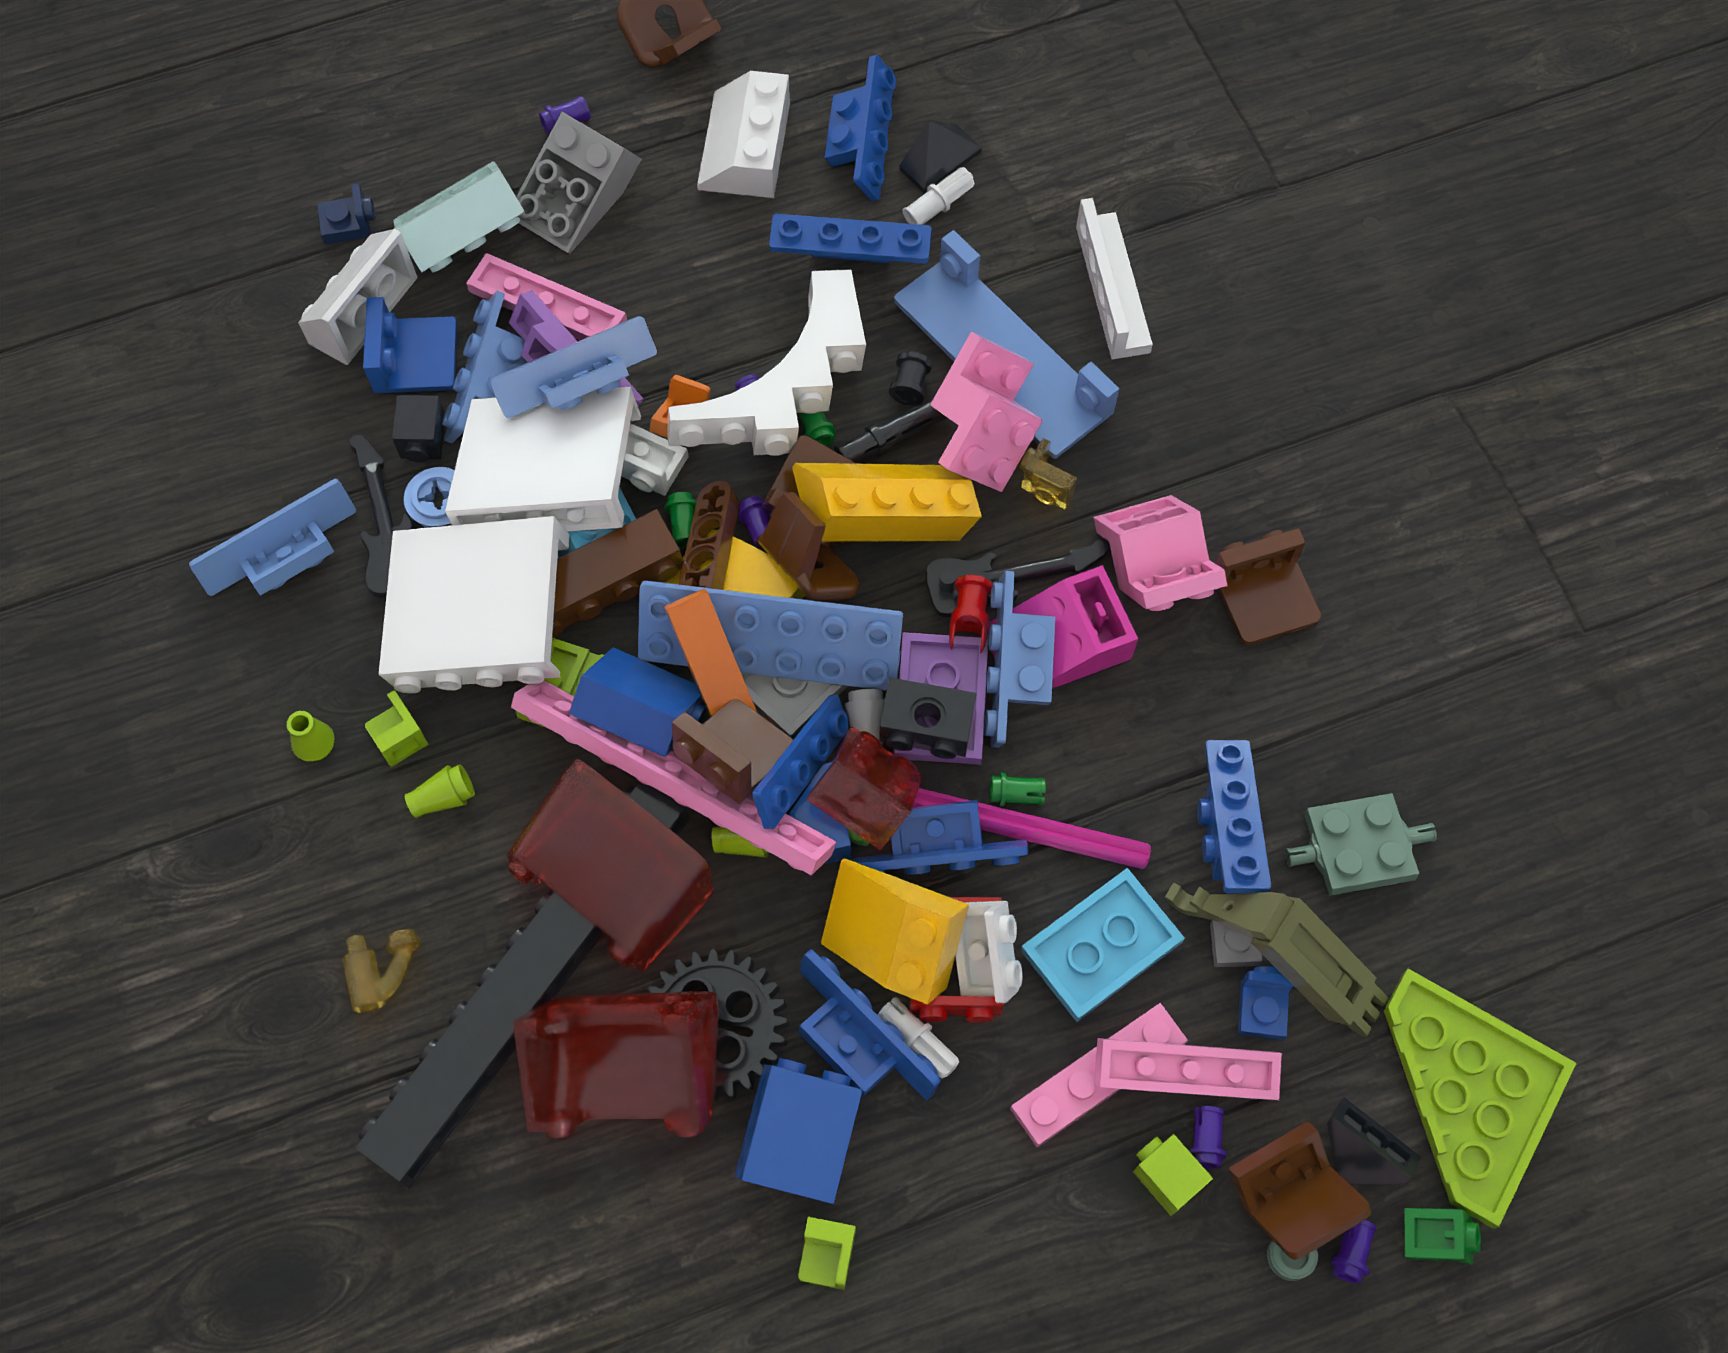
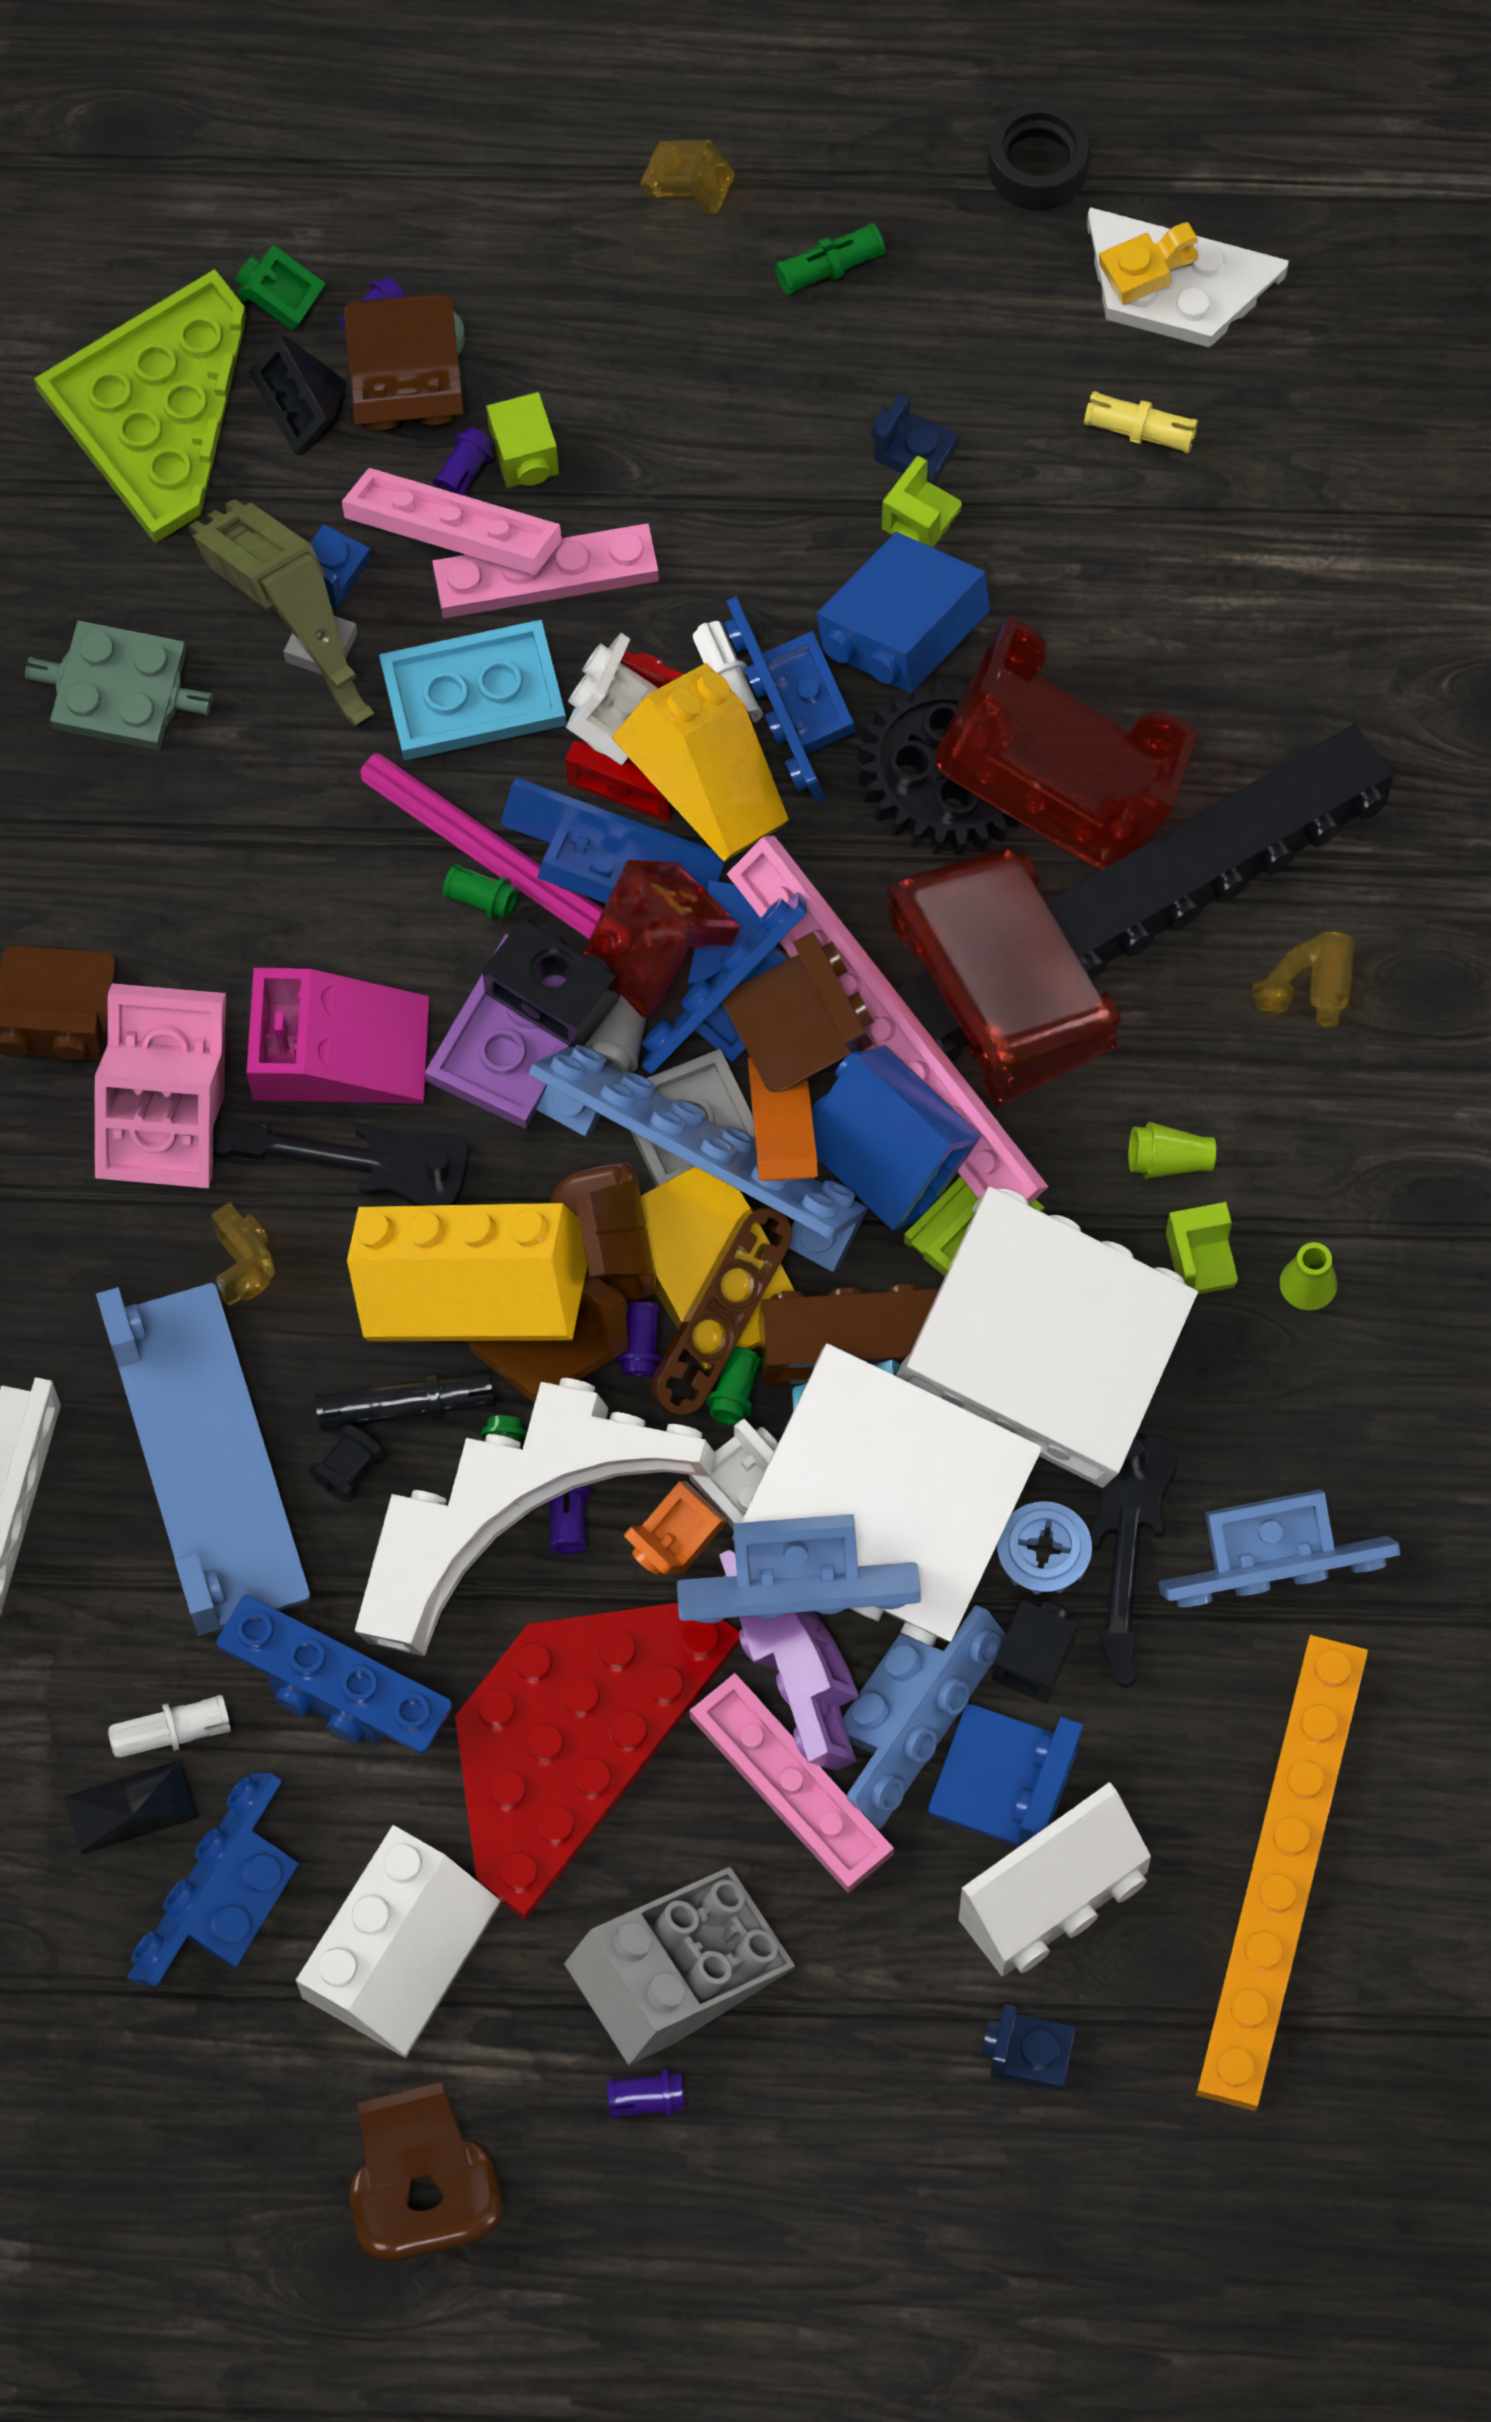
camera: 155 degrees left, 0 degrees up
(220, 374) = (1282, 1874): none -> light orange plate
(459, 218) = (868, 1960): light aqua slope -> none
(699, 284) = (569, 1731): none -> red plate
(859, 1316) = (905, 436): none -> dark blue bracket
(971, 607) = (430, 1105): red piece -> none
(981, 401) = (282, 1328): bright pink bracket -> none
(1022, 659) = (405, 1014): medium blue bracket -> none
(1233, 819) = (259, 733): bracket -> none

